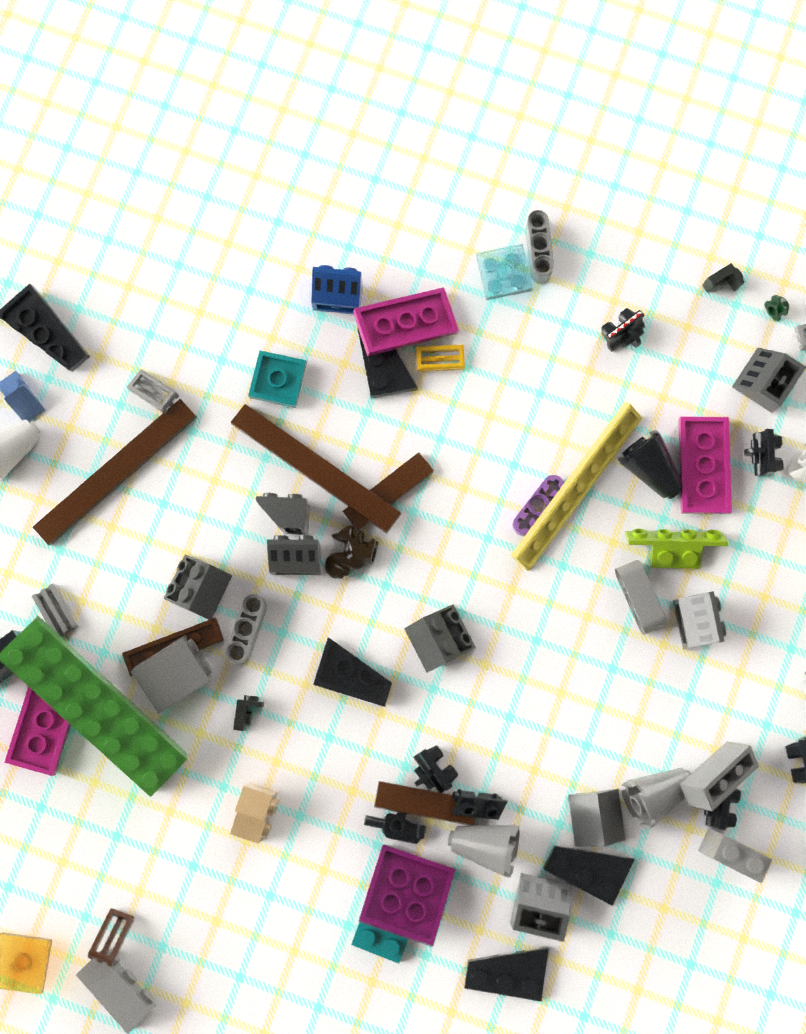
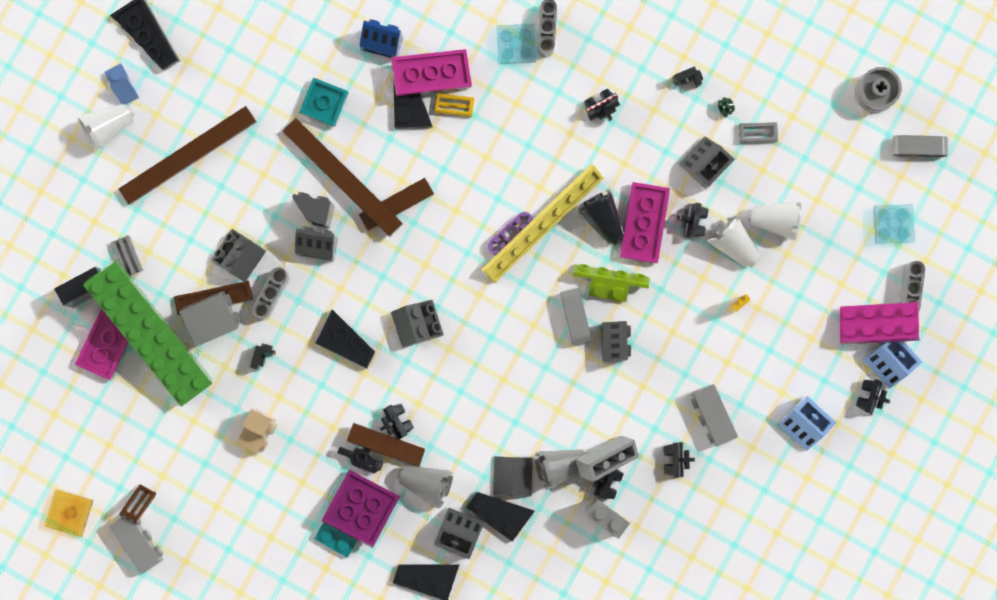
camera: 10 degrees right, 5 degrees up
(166, 401) = (235, 106): light grey tile -> none
(355, 556) = (362, 250): dark brown animal -> none
(483, 806) = (429, 453): black hinge -> none

